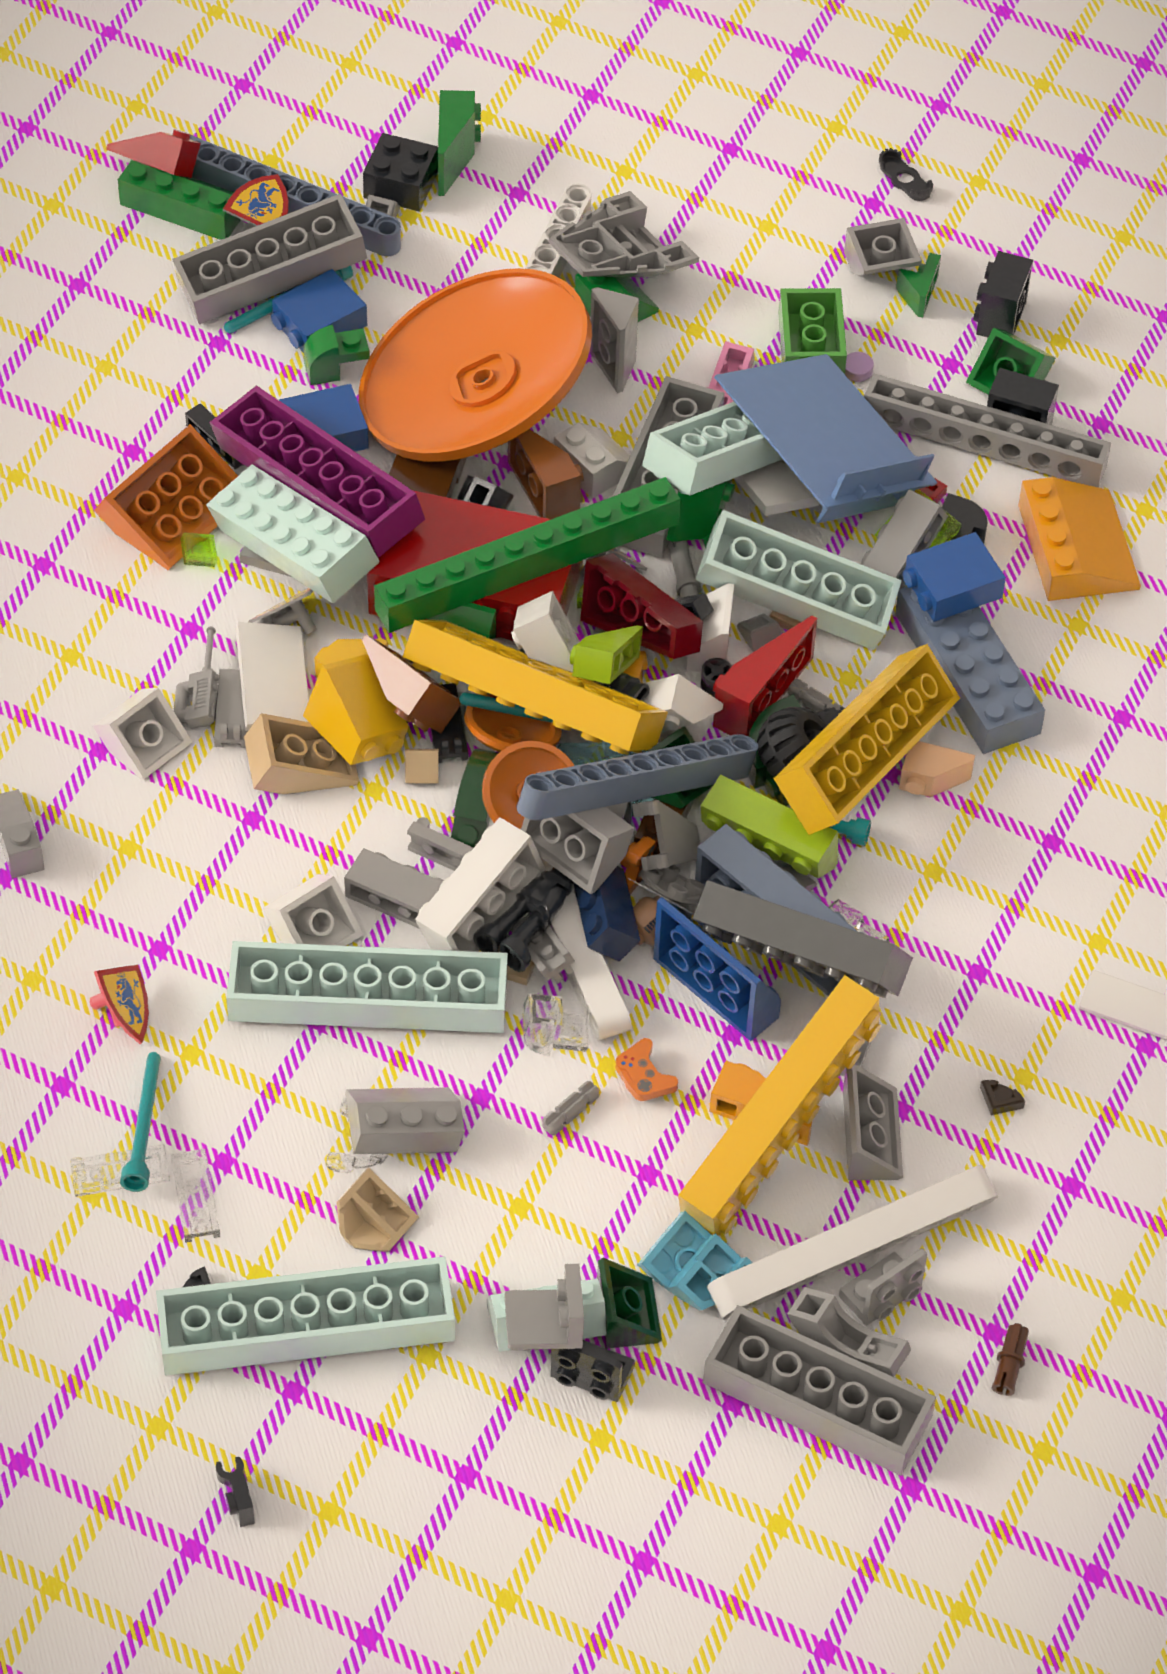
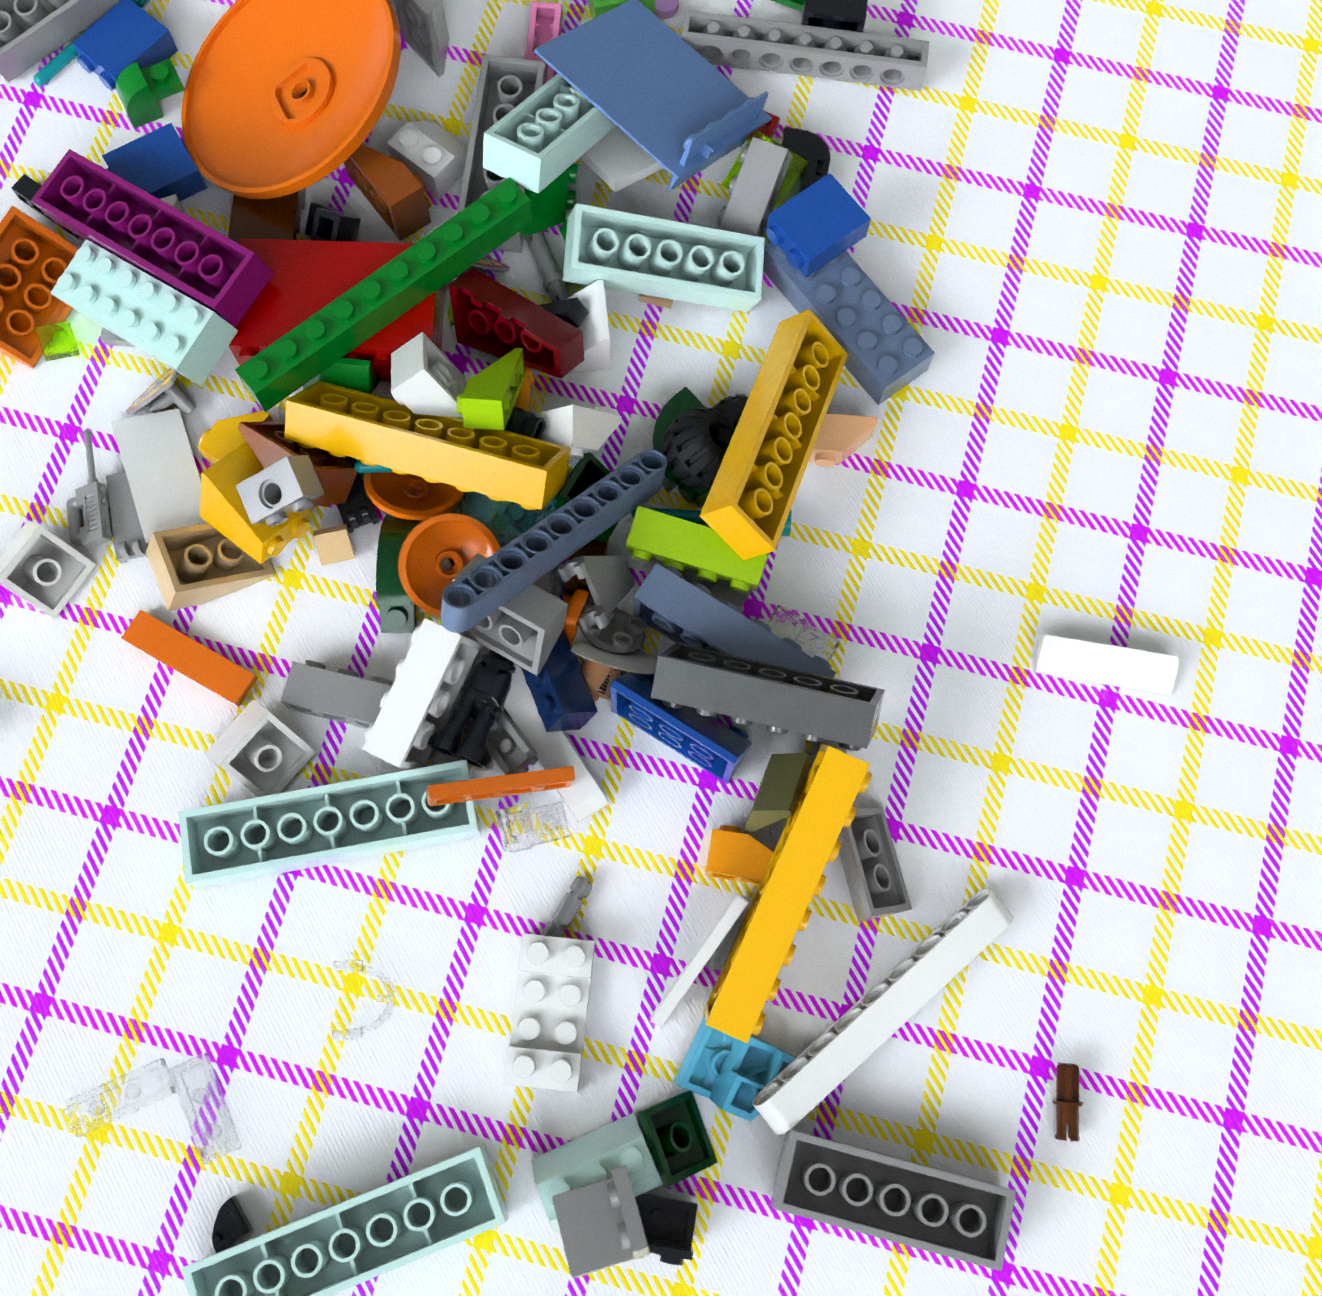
camera: 15 degrees left, 20 degrees up
(125, 997) = (82, 896): shield -> none
(135, 1173) = (135, 1109): teal piece -> none
(263, 834) = (189, 658): none -> orange tile
(373, 693) = (280, 490): none -> light grey brick
(373, 1214) = (394, 1091): tan slope -> none
(404, 1120) = (400, 970): light grey slope -> none
(436, 845) = (370, 637): light grey hinge -> none
(535, 975) = (500, 786): none -> orange tile
(535, 1182) = (549, 1013): none -> white piece
(640, 1074) = (629, 857): orange piece -> none
(676, 1166) = (698, 961): none -> white tile
(711, 671) = (602, 371): black wheel -> none
(759, 631) = (635, 316): light grey slope -> none
(763, 678) = (649, 378): red slope -> none
(781, 1040) = (778, 790): none -> olive slope
(811, 697) = (706, 382): light grey axle -> none
(824, 1321) = (908, 1125): light grey arch -> none
(885, 1286) = (926, 1049): light grey bracket -> none
(1000, 1097) = (985, 793): dark brown tile -> none
(1076, 539) = (912, 151): light orange slope -> none

